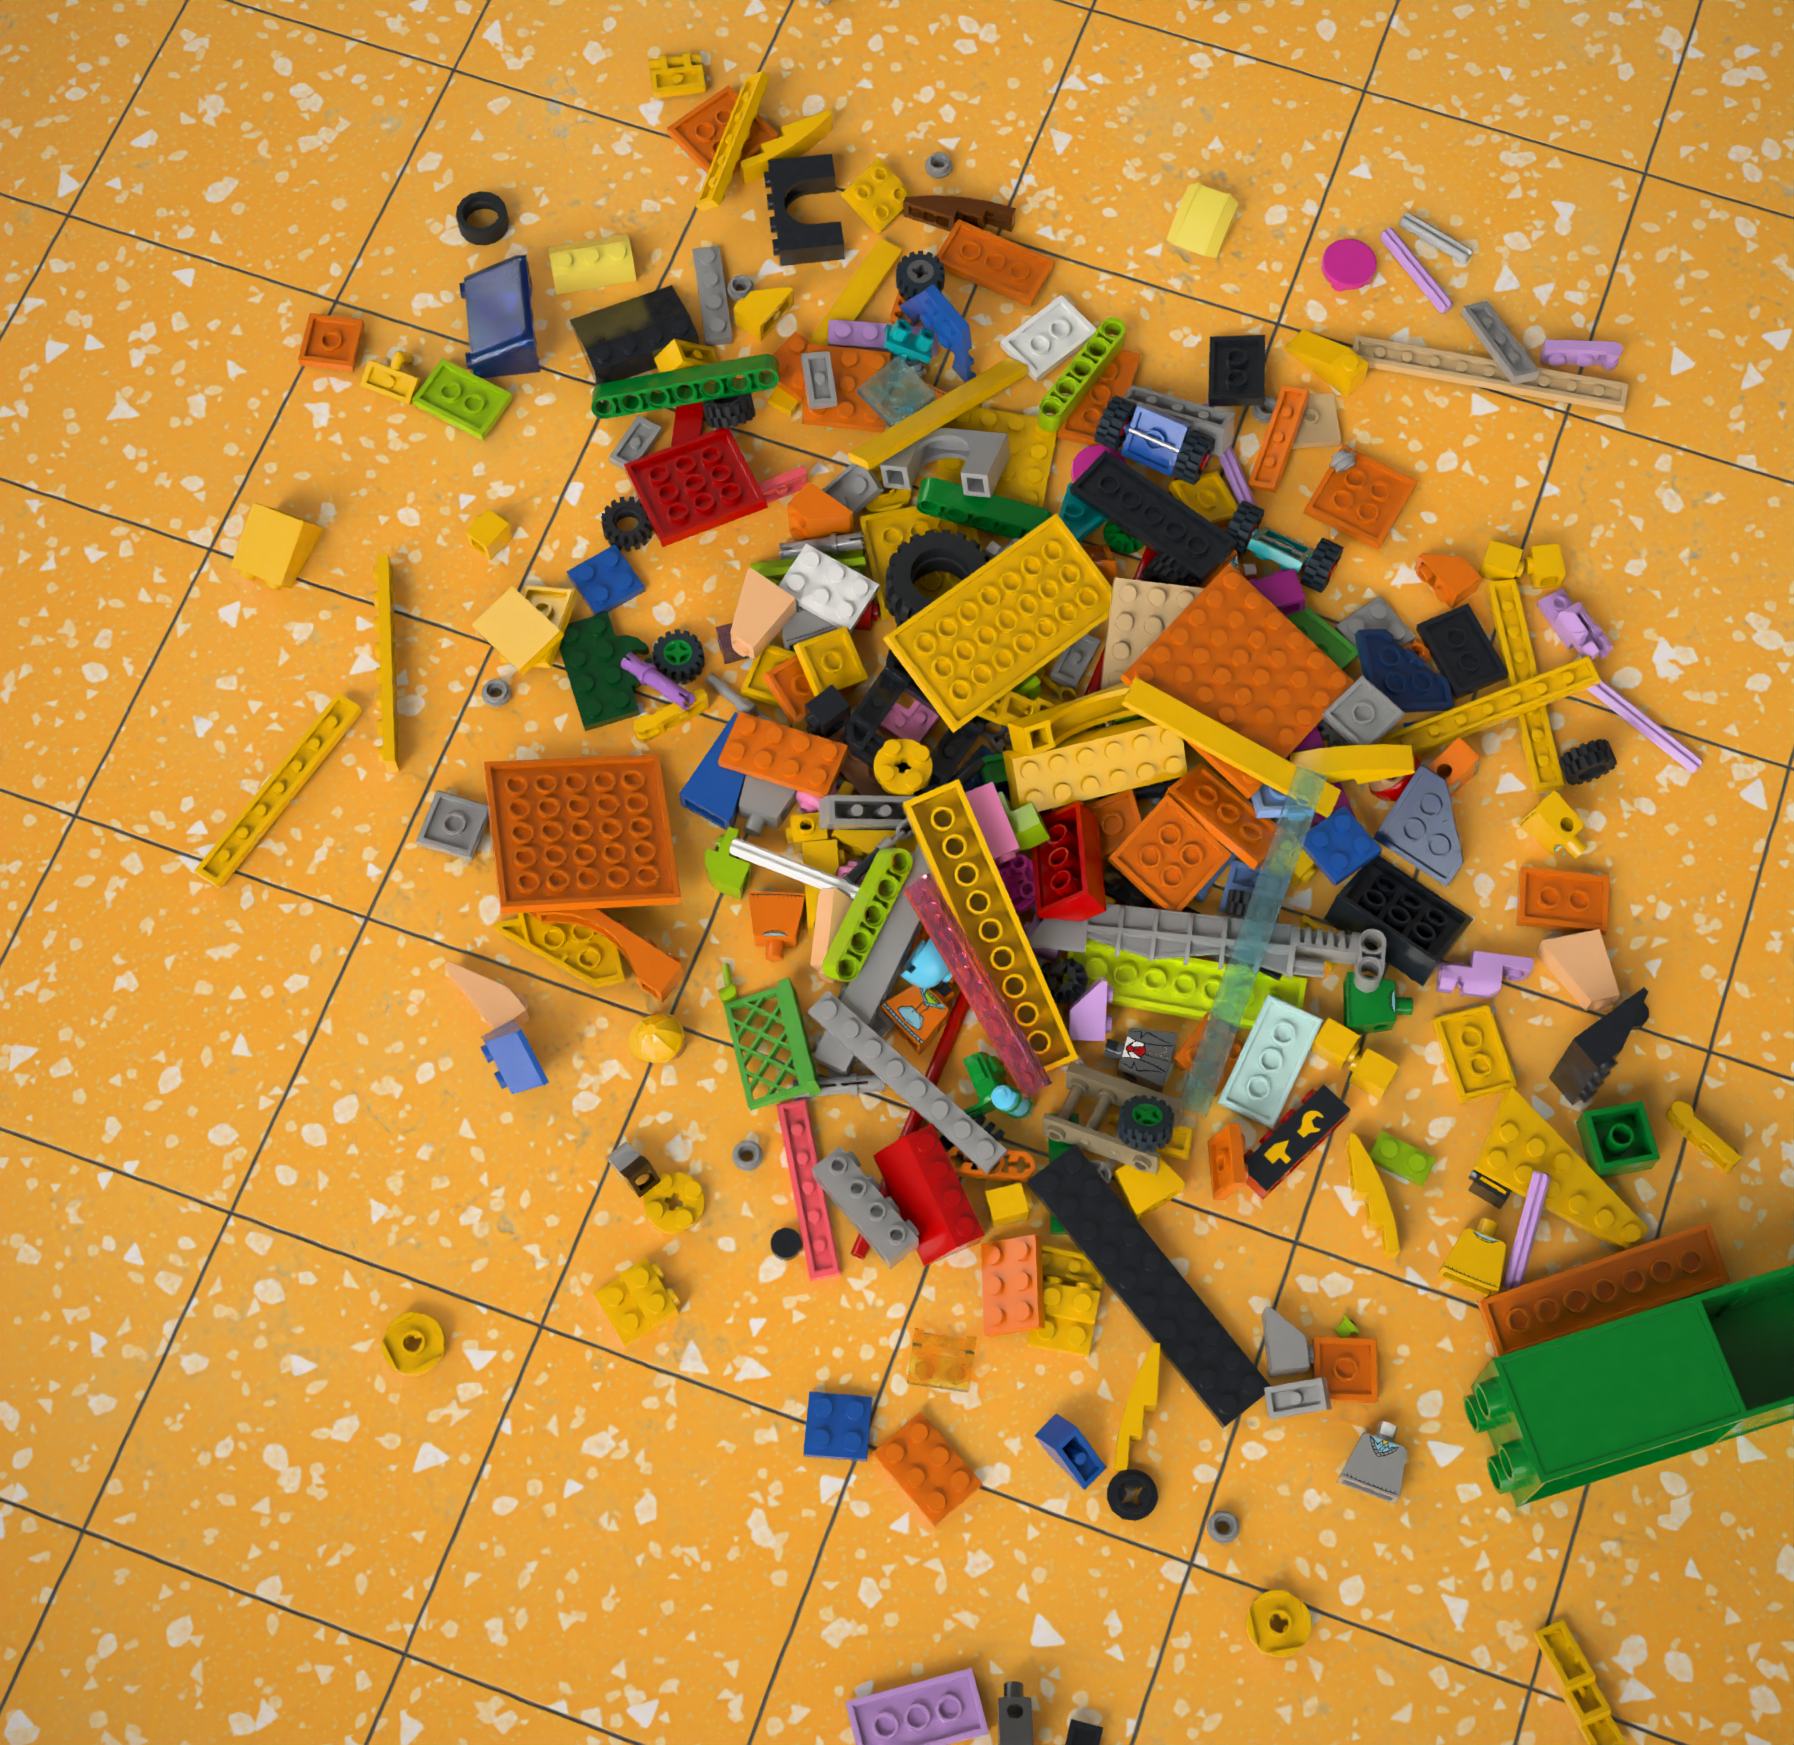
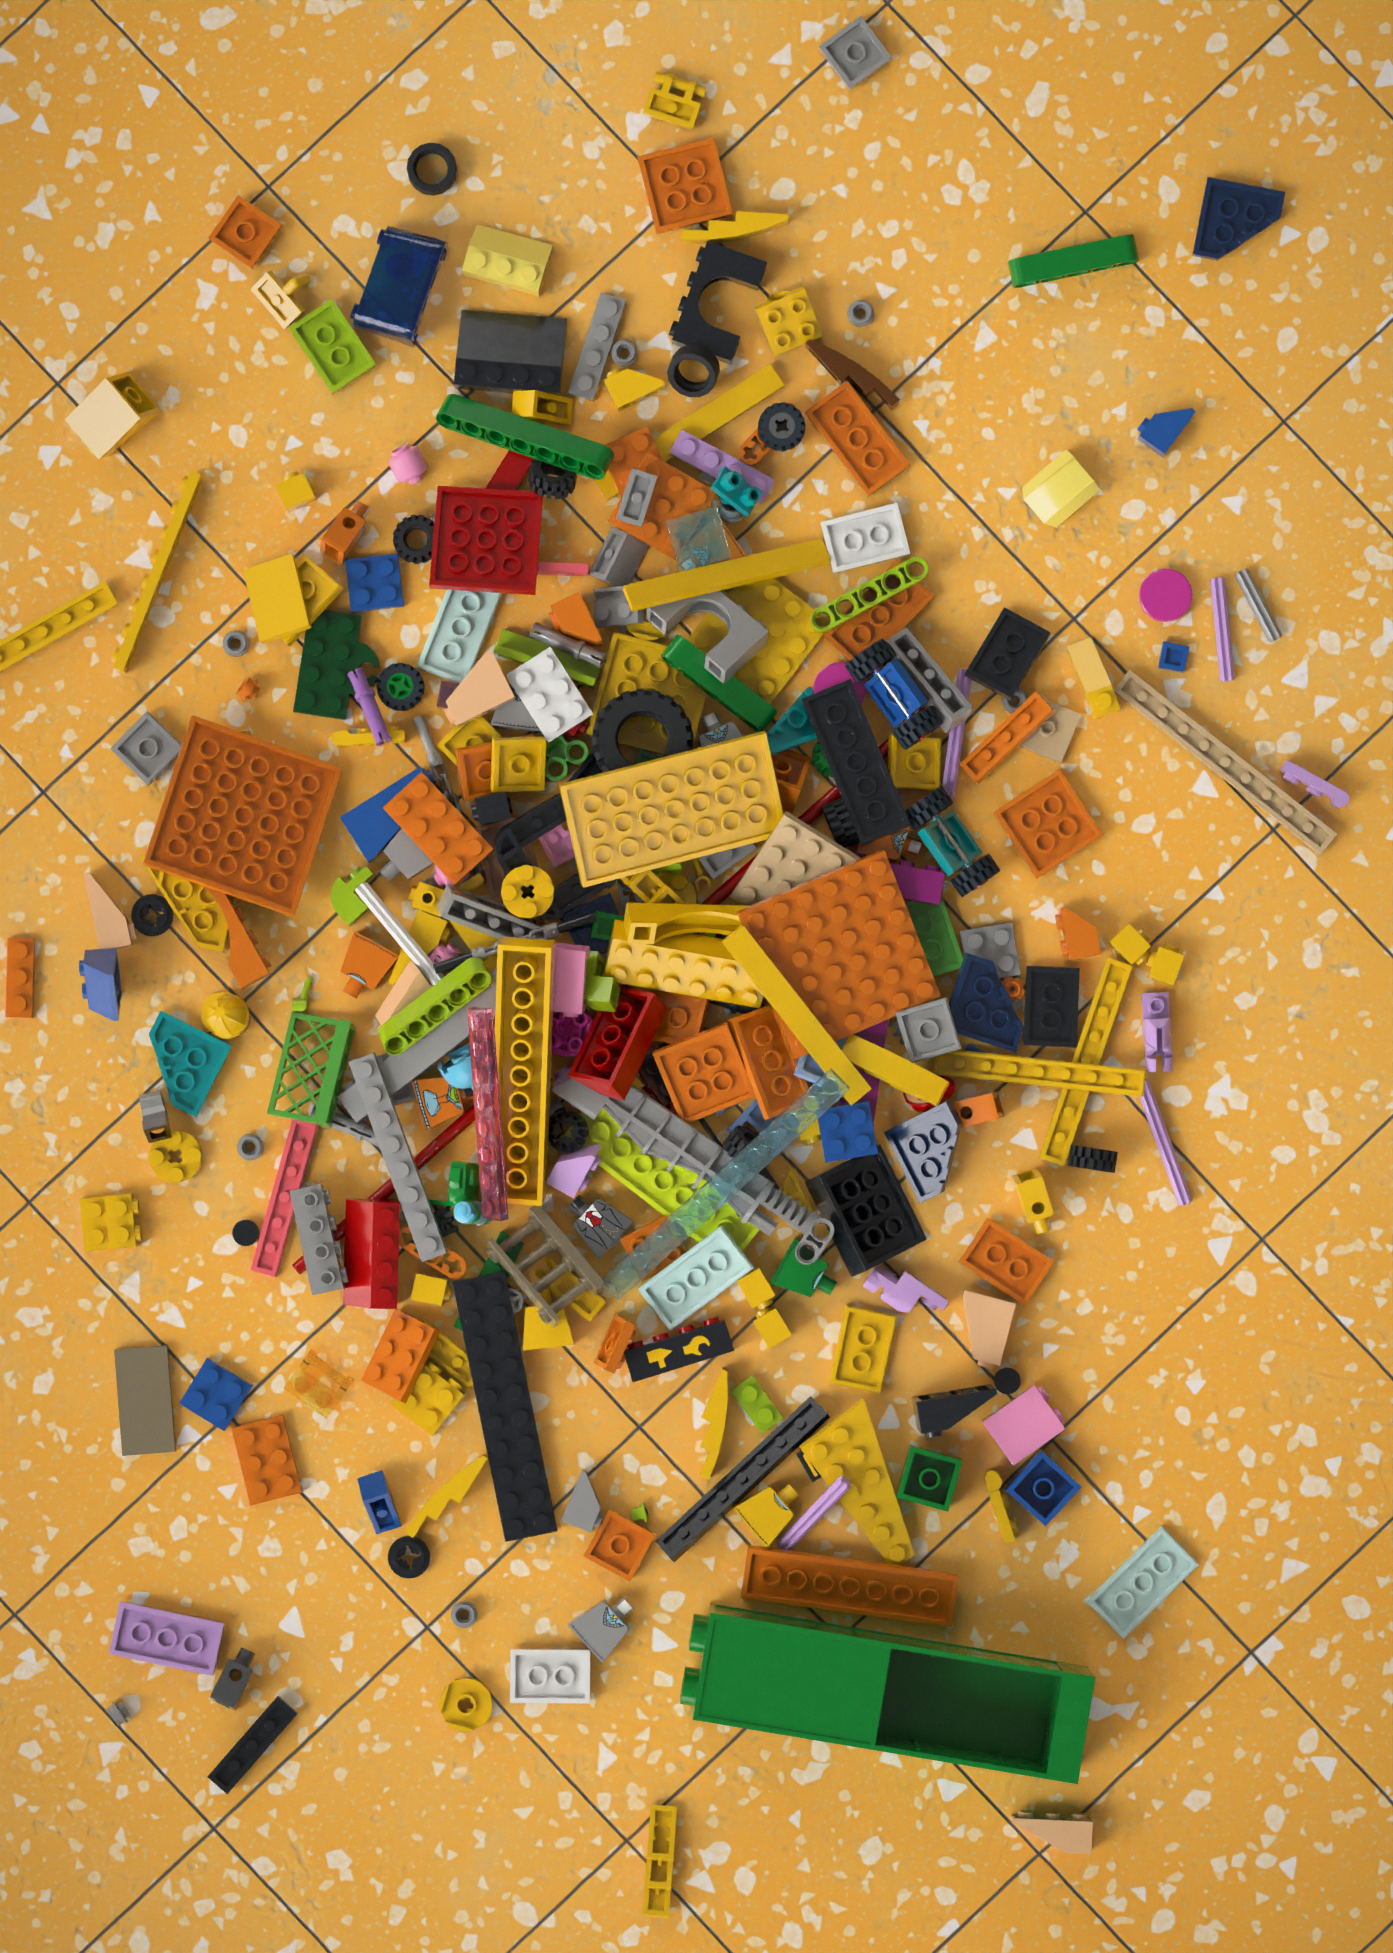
camera: 25 degrees right, 20 degrees up
(426, 1104) = (20, 977): none -> orange plate
(529, 727) = (248, 689): none -> orange plate
(537, 966) = (142, 908): none -> black gear
(556, 536) = (340, 541): none -> orange torso
(585, 463) = (408, 464): none -> bright pink head
(636, 442) = (459, 465): light grey plate -> none
(640, 1101) = (187, 1061): none -> teal plate
(708, 581) = (458, 633): none -> light aqua tile
(732, 141) = (685, 206): yellow plate -> none
(765, 1471) = (145, 1400): none -> dark tan tile
(822, 287) = (702, 355): none -> black tyre
(827, 453) = (618, 558): none -> light grey panel
(869, 646) = (558, 752): none -> bright green piece
(952, 330) = (765, 484): blue wing -> none
(1104, 44) = (1073, 261): none -> green beam
(1145, 1123) = (566, 1280): black wheel -> none
(1264, 136) = (1163, 429): none -> blue slope
(1297, 1398) = (569, 1550): light grey plate -> none
(1343, 460) = (1046, 788): light grey plate -> none
(1350, 1546) = (550, 1676): none -> white plate
(1387, 312) = (1173, 657): none -> blue tile
(1431, 1239) = (742, 1479): none -> black plate
(1499, 343) = (1247, 741): light grey plate -> none
(1676, 1045) = (1024, 1424): none -> bright pink panel
(1735, 1093) = (1042, 1487): none -> blue brick

